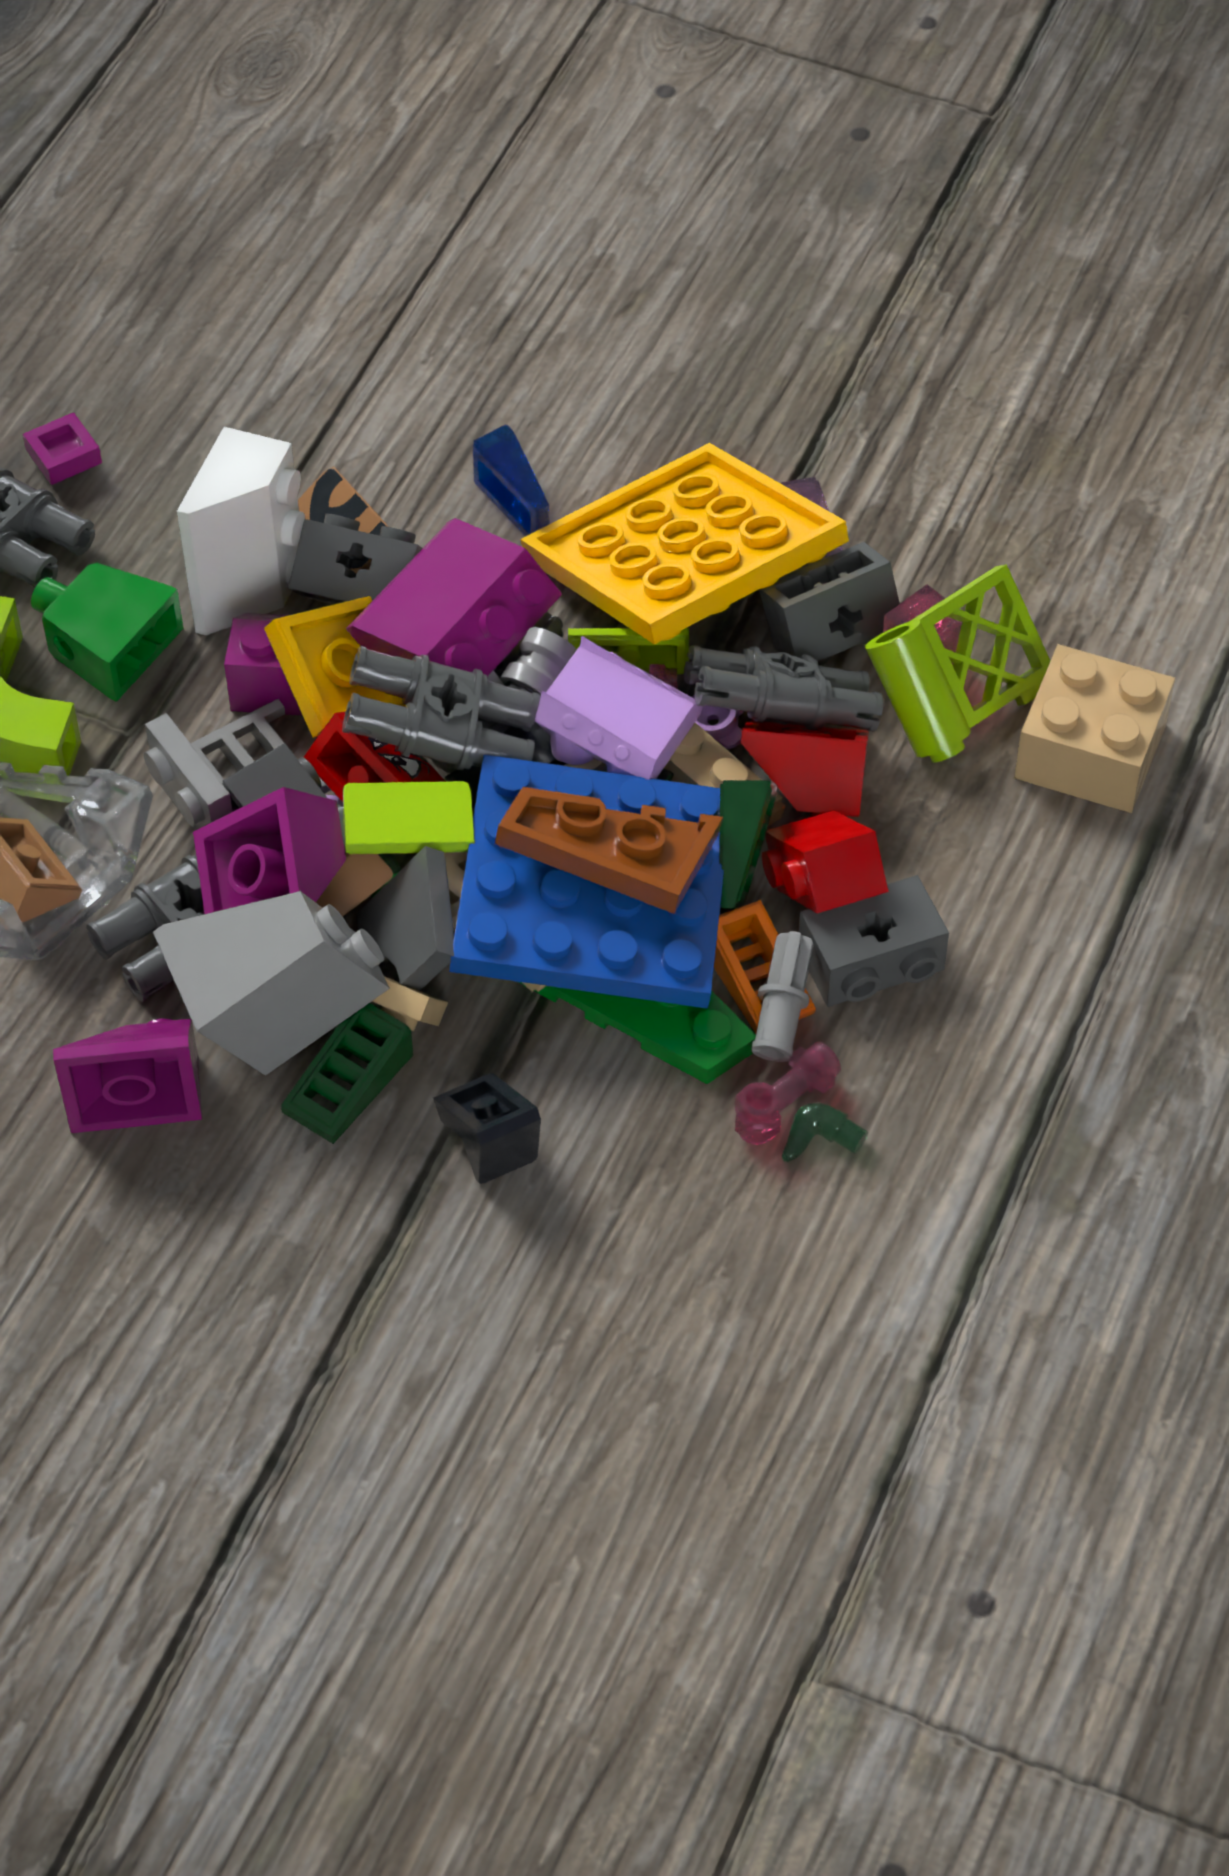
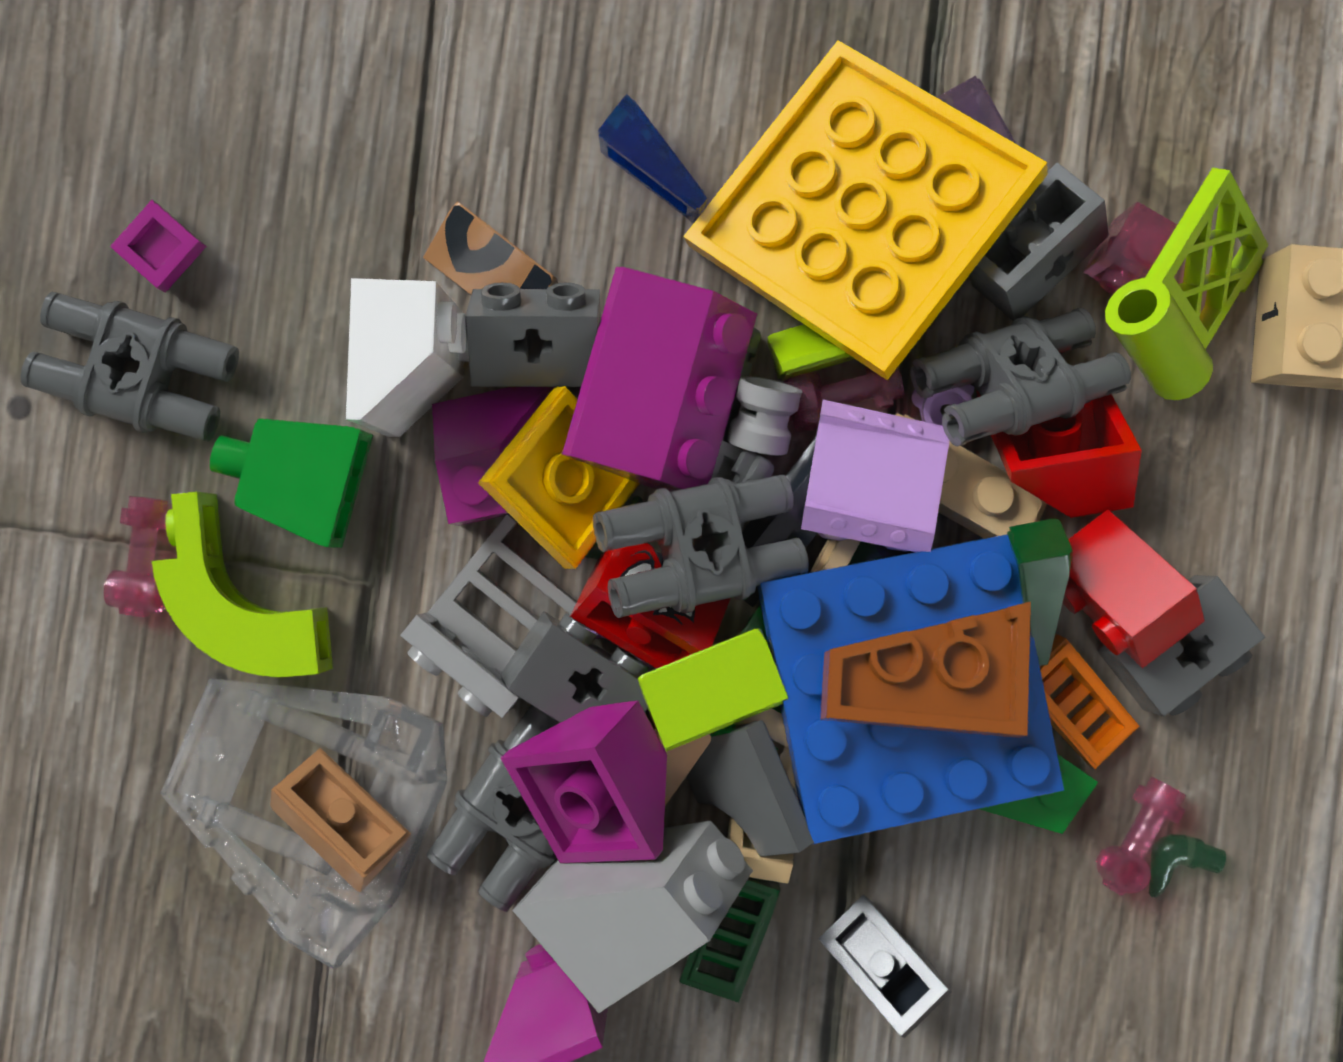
camera: 15 degrees left, 35 degrees up
(783, 997) = (1119, 745): light grey axle -> none

